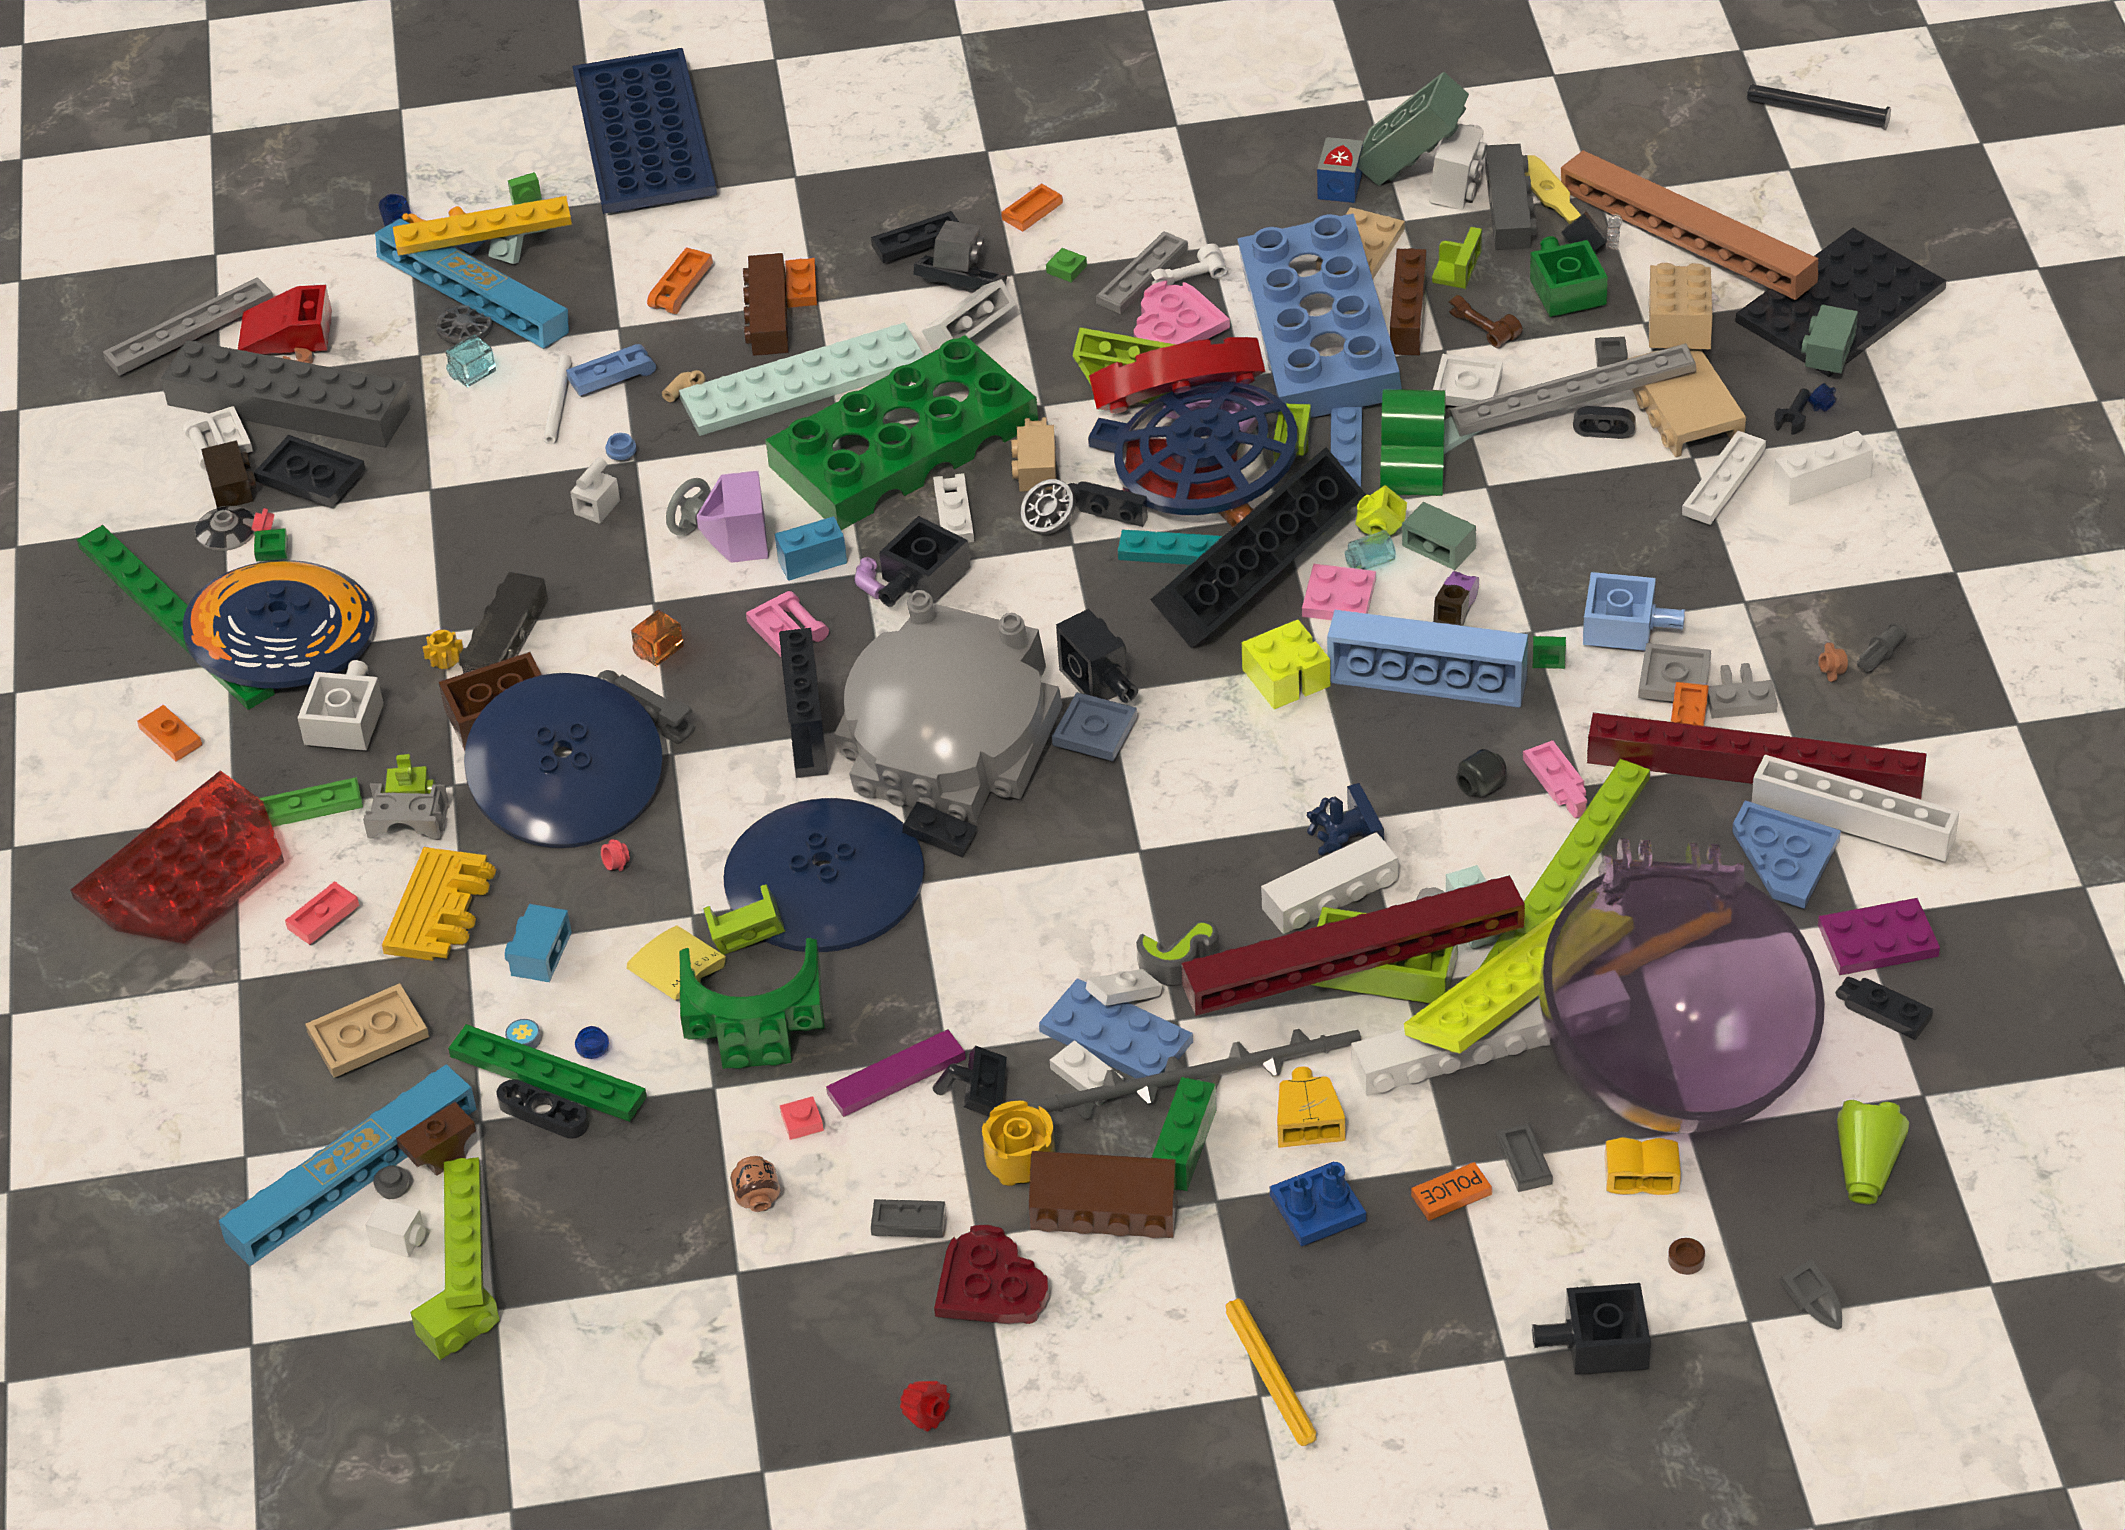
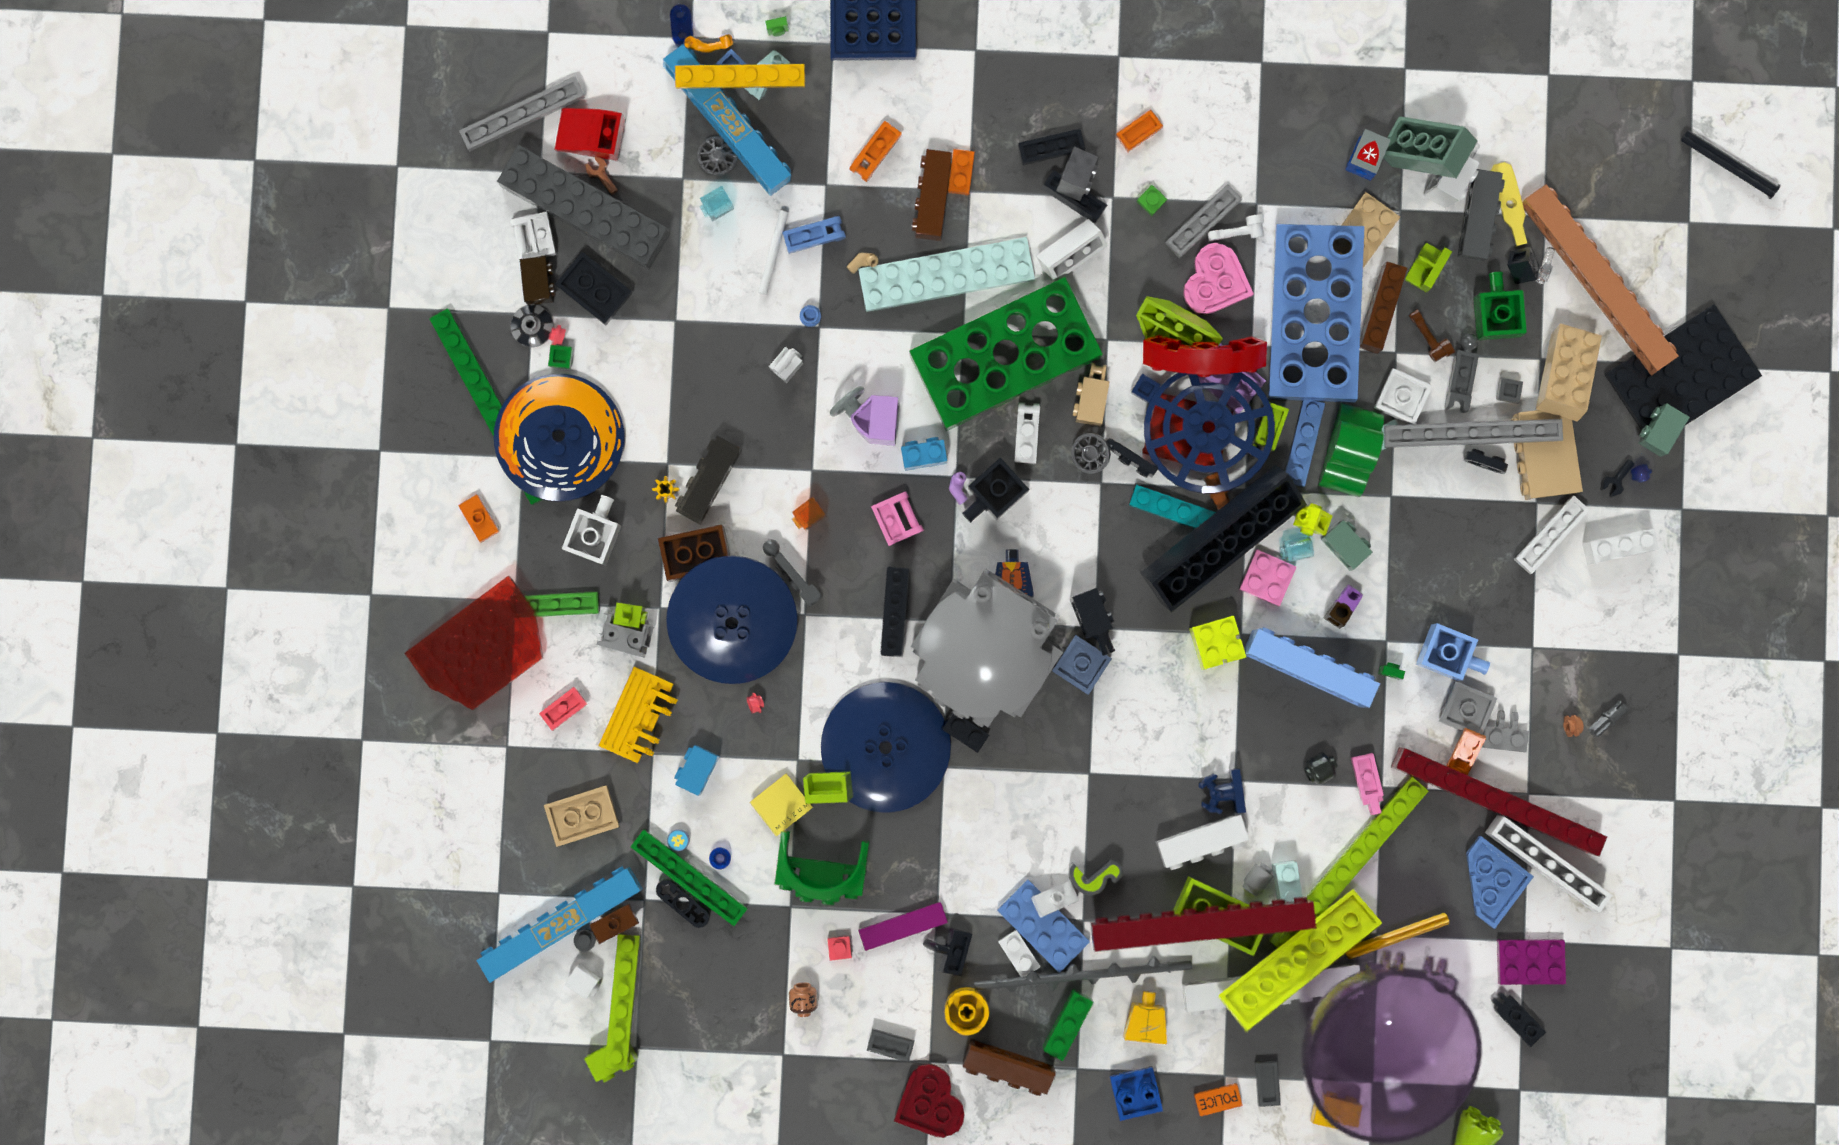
camera: 15 degrees right, 40 degrees up
(1541, 346) = (1463, 374): none -> dark grey plate

